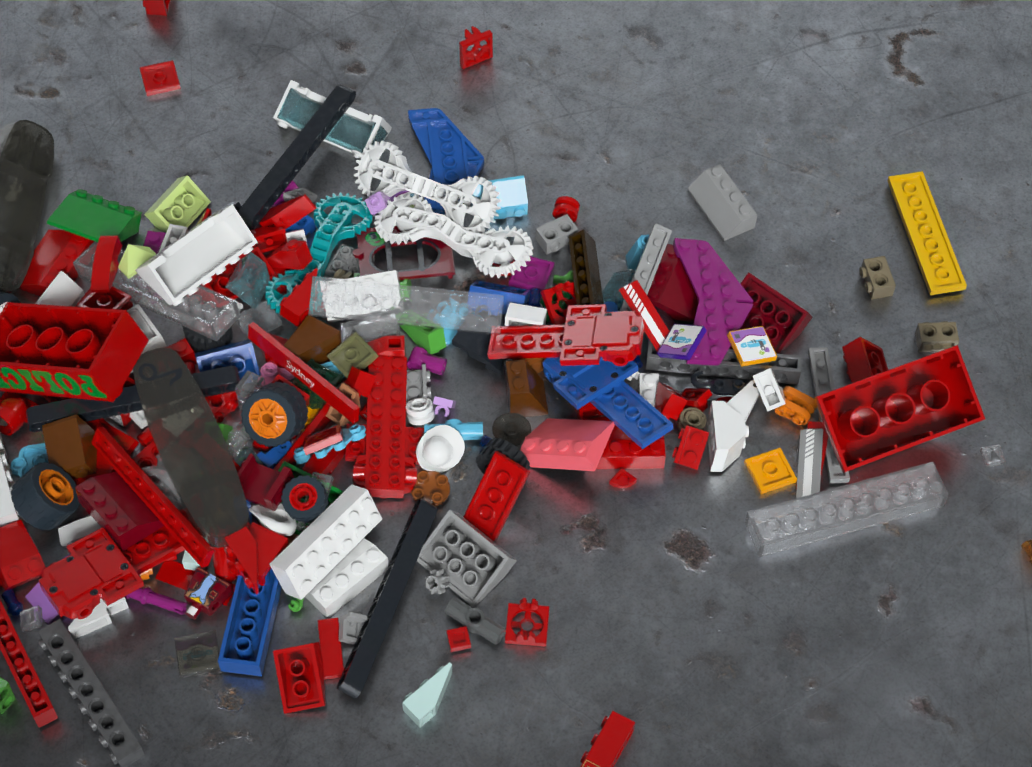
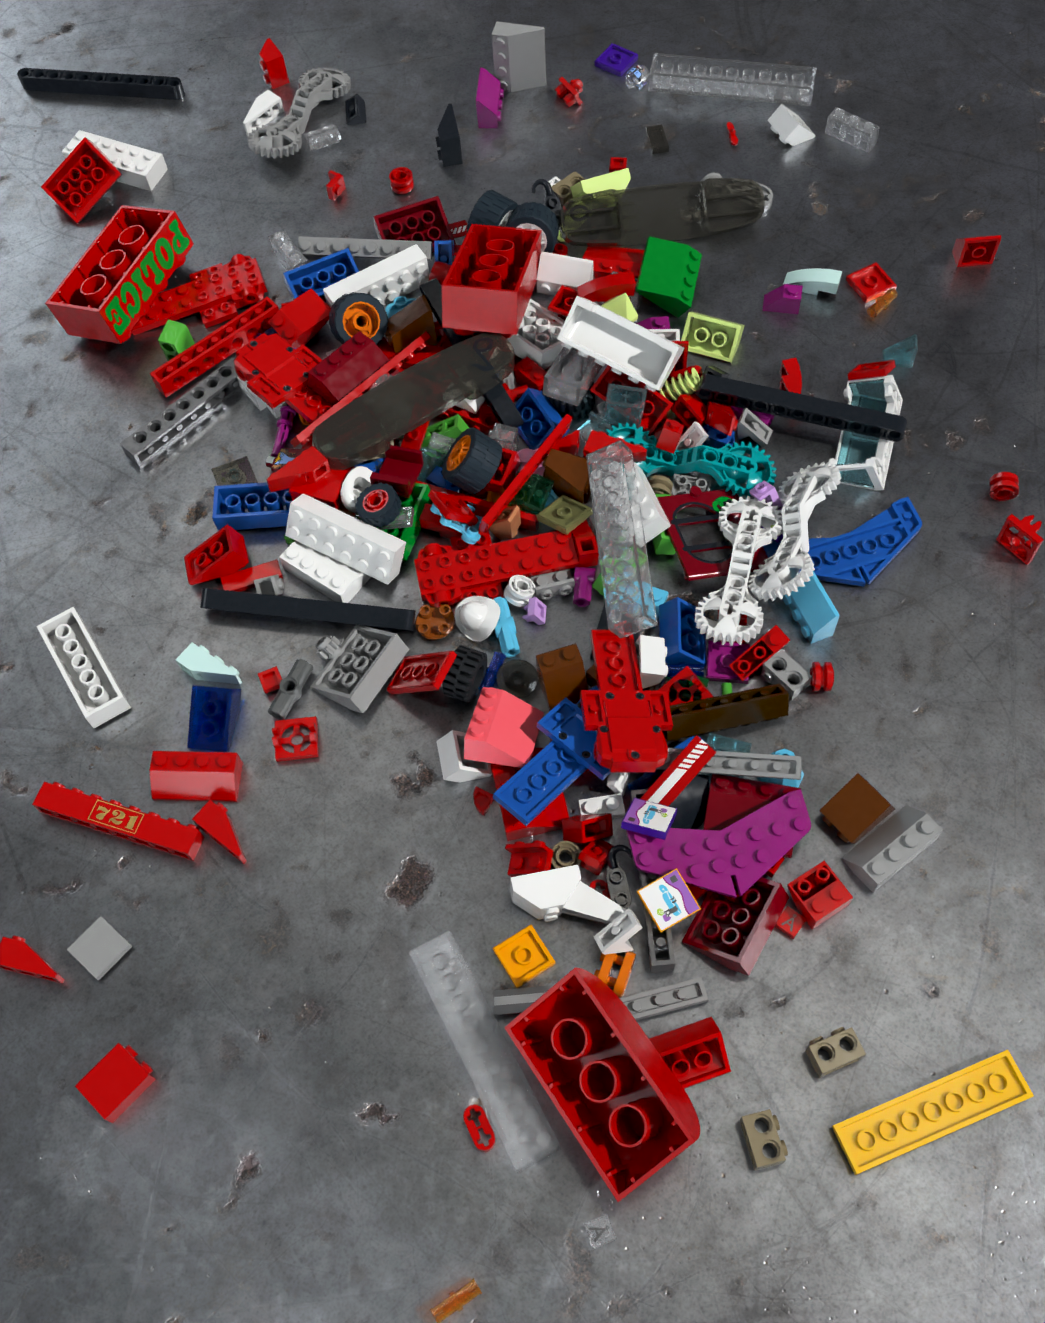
camera: 85 degrees right, 5 degrees up
(143, 116) = (815, 280): none -> light aqua slope
(156, 143) = (783, 299): none -> magenta slope
(189, 75) = (882, 303): none -> clear orange pin
(254, 74) = (902, 352): none -> clear light blue slope
(256, 159) = (790, 376): none -> red slope
(270, 97) = (871, 370): none -> red tile
(360, 381) = (533, 526): red brick -> none
(419, 46) = (1004, 486): none -> red wheel
(488, 694) = (213, 717): none -> clear blue slope
(541, 254) = (759, 653): none -> red slope
(550, 716) = (195, 776): none -> red slope
(580, 486) = (452, 760): none -> white slope
(611, 696) = (217, 824): none -> red slope
(688, 214) = (856, 809): none -> reddish brown slope
(757, 255) = (819, 894): none -> red slope
(773, 281) = (790, 922): none -> red tile
(908, 524) = (485, 1125): none -> red beam

